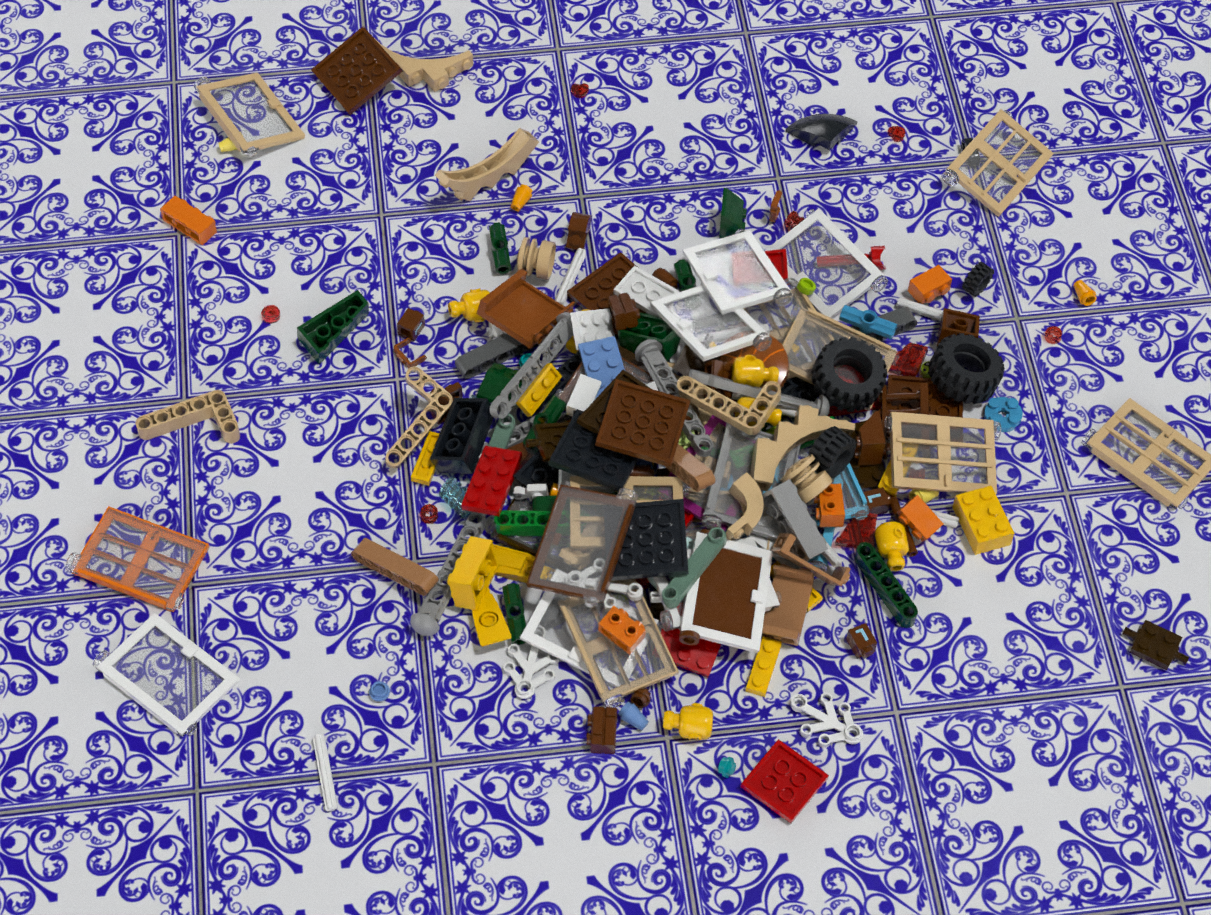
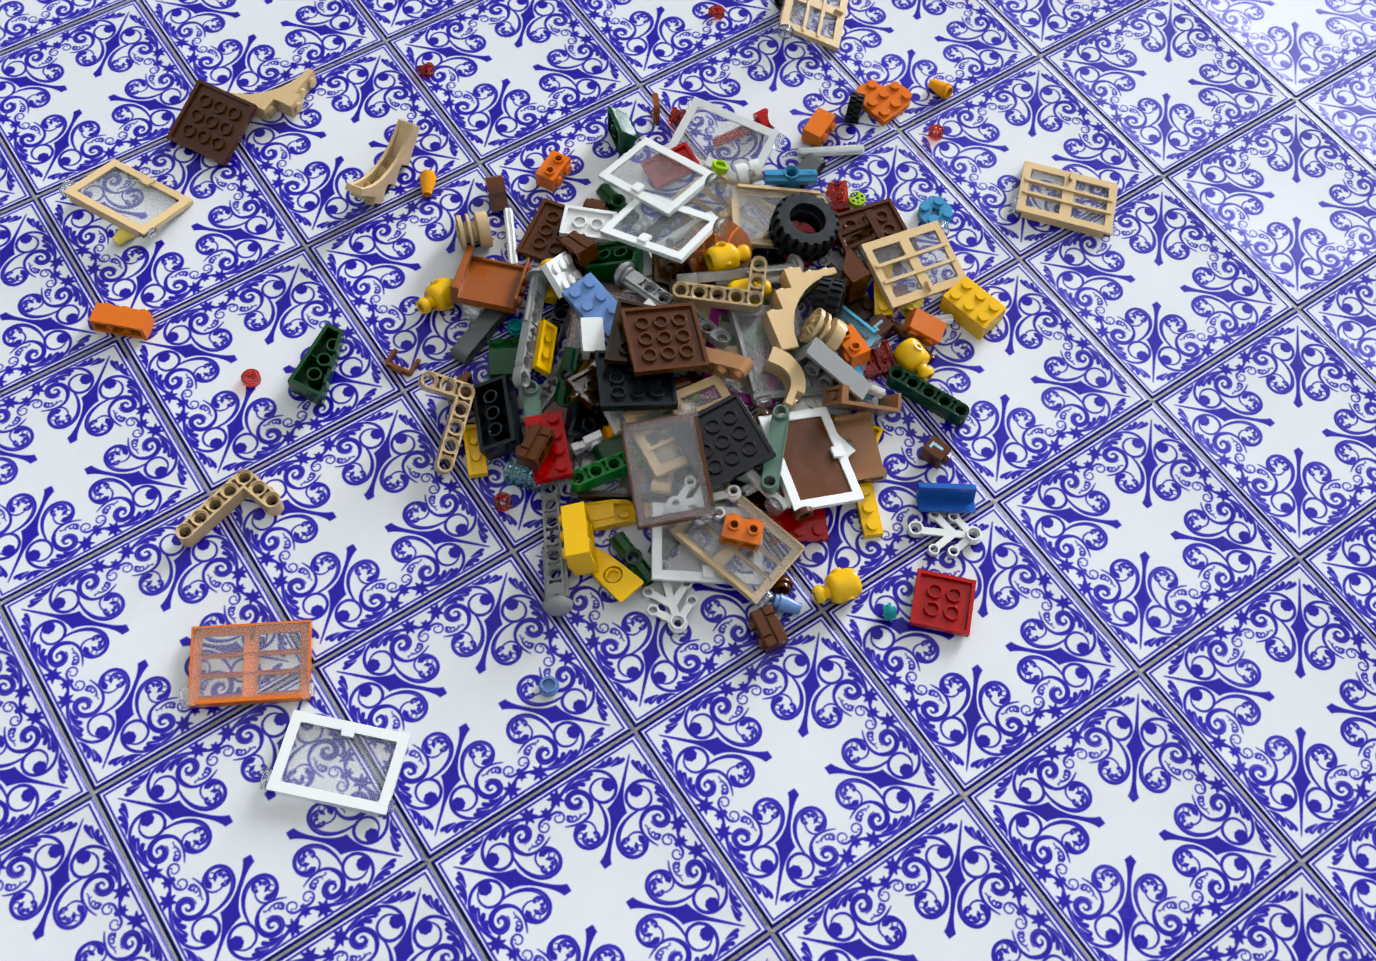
camera: 30 degrees left, 5 degrees up
(325, 772) = (541, 786): white axle -> none
(394, 566) = (501, 564): medium nougat beam -> none
(411, 324) = (390, 335): reddish brown brick -> none
(476, 473) = (535, 446): none -> reddish brown brick
(500, 248) = (434, 235): dark green piece -> none
(644, 230) = (553, 171): none -> orange brick
(822, 129) = (653, 29): black brick -> none
(825, 298) = (743, 174): none -> white wheel
(846, 687) = (946, 498): none -> blue panel
(957, 322) = (863, 157): reddish brown slope -> none
(958, 382) = (890, 185): black tyre -> none
(1017, 285) = (884, 102): none -> orange plate
(1156, 645) = (1159, 354): dark brown plate -> none

